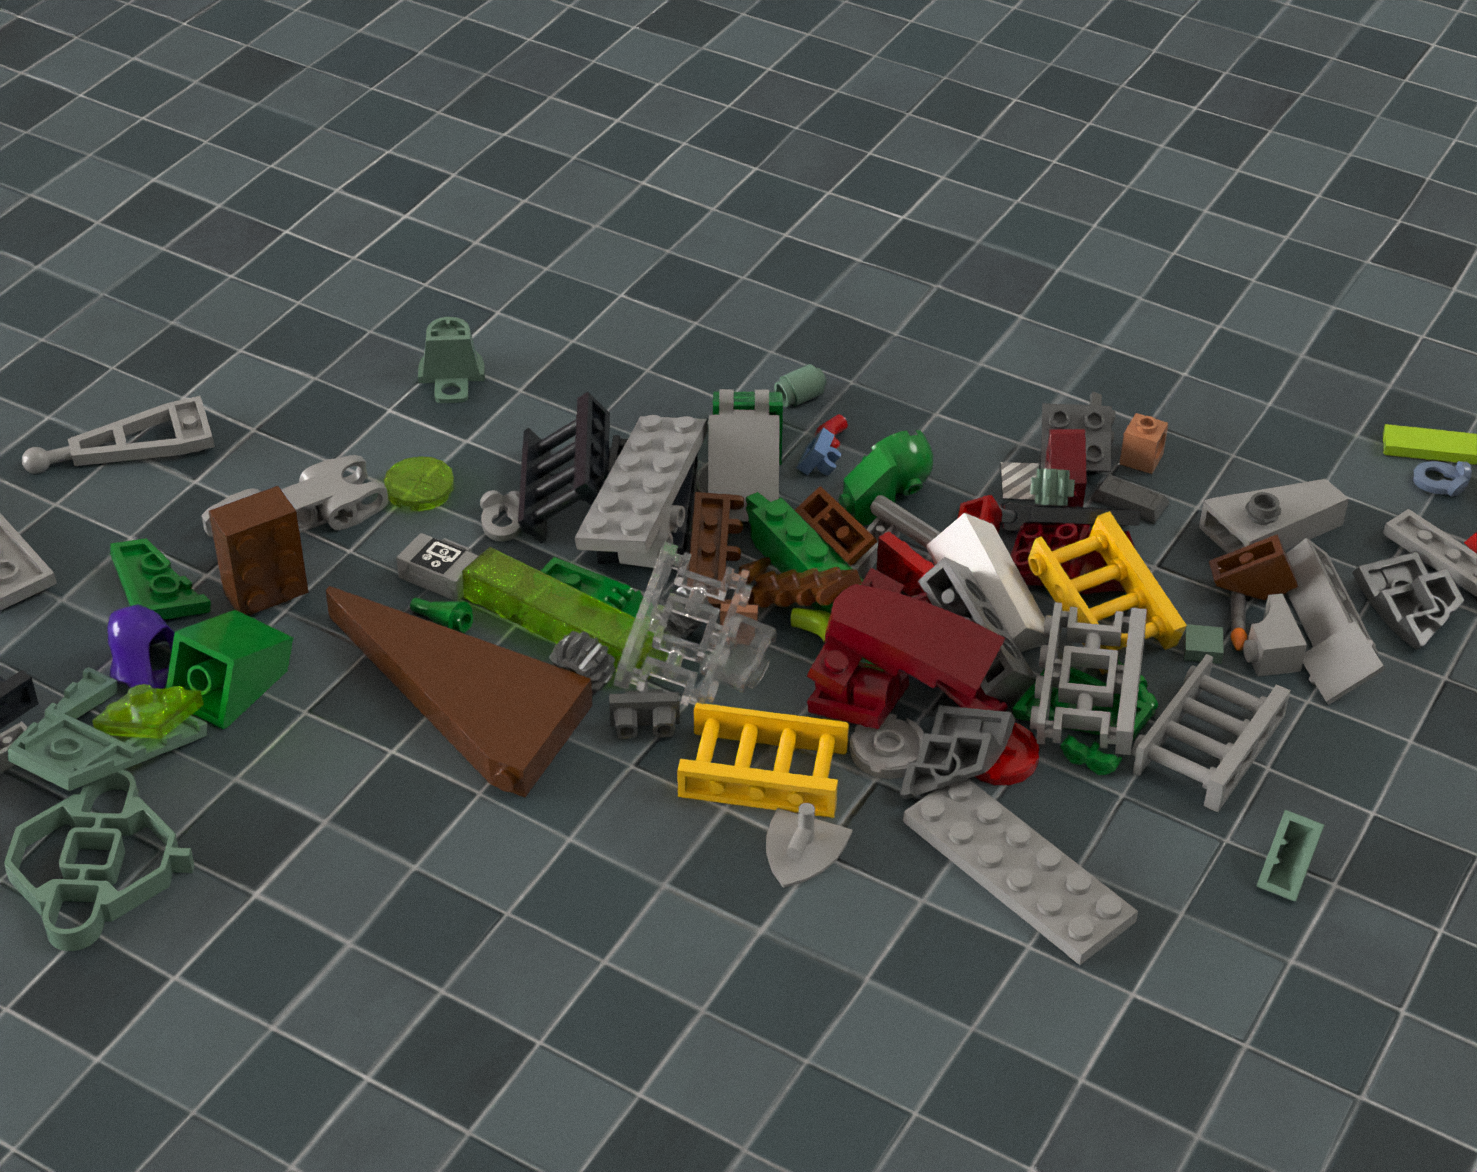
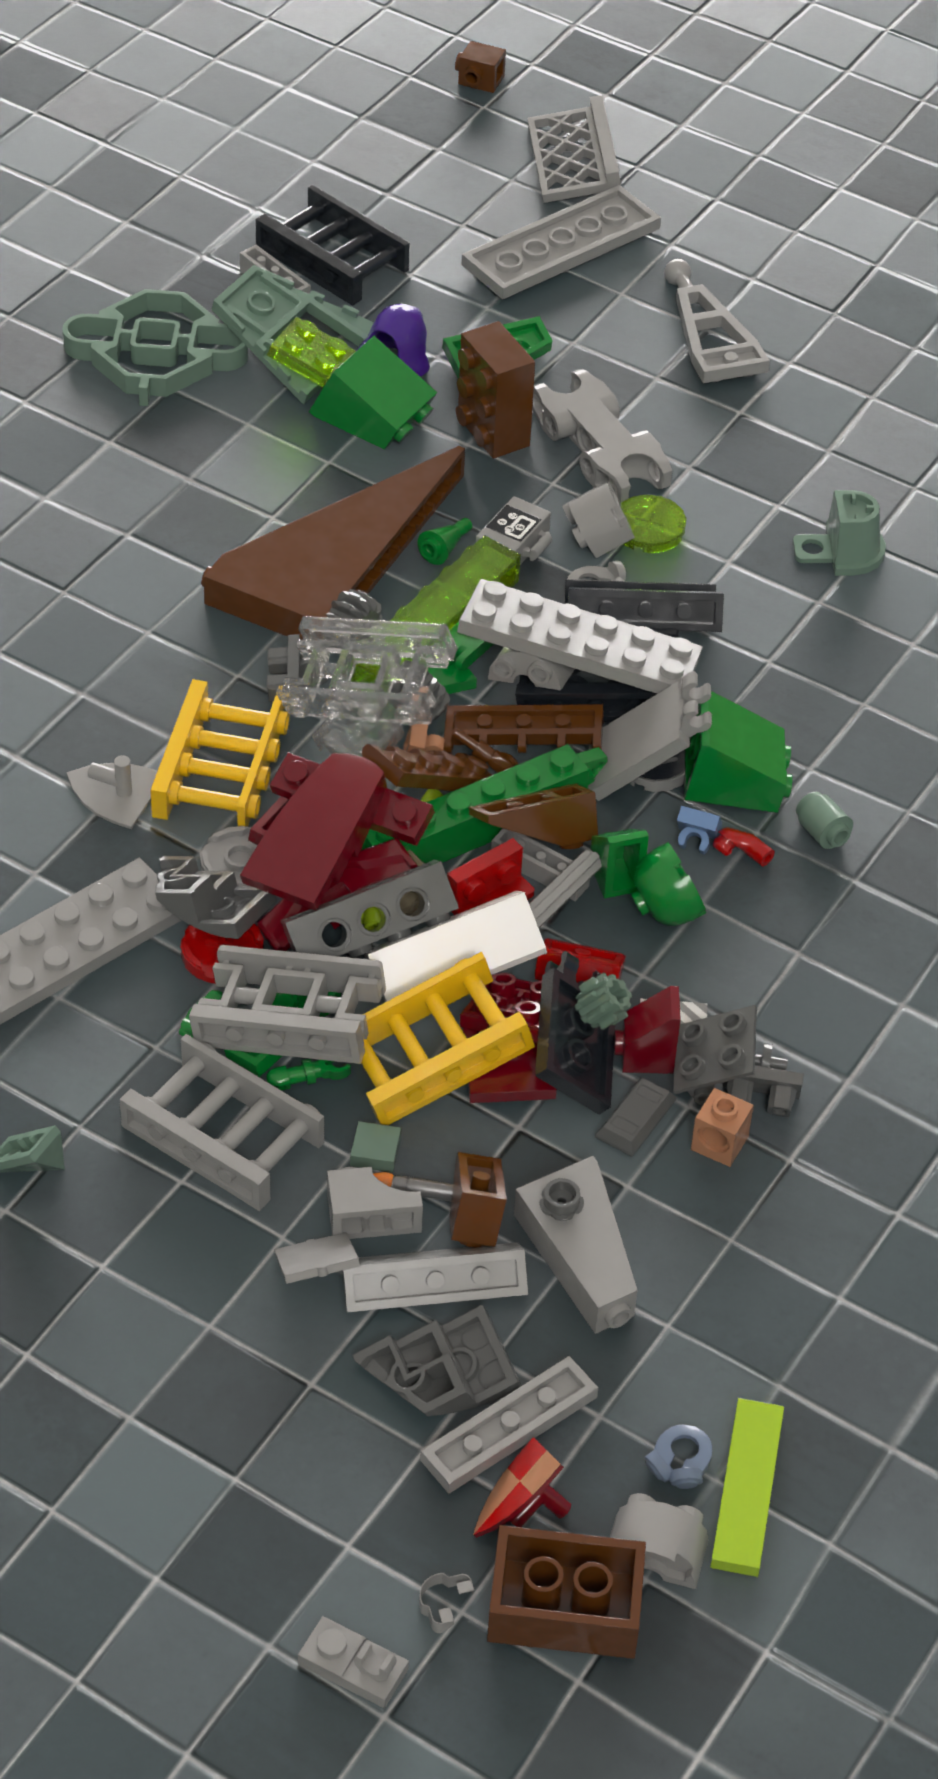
camera: 90 degrees right, 5 degrees up
(420, 504) = (598, 520): none -> light grey cylinder

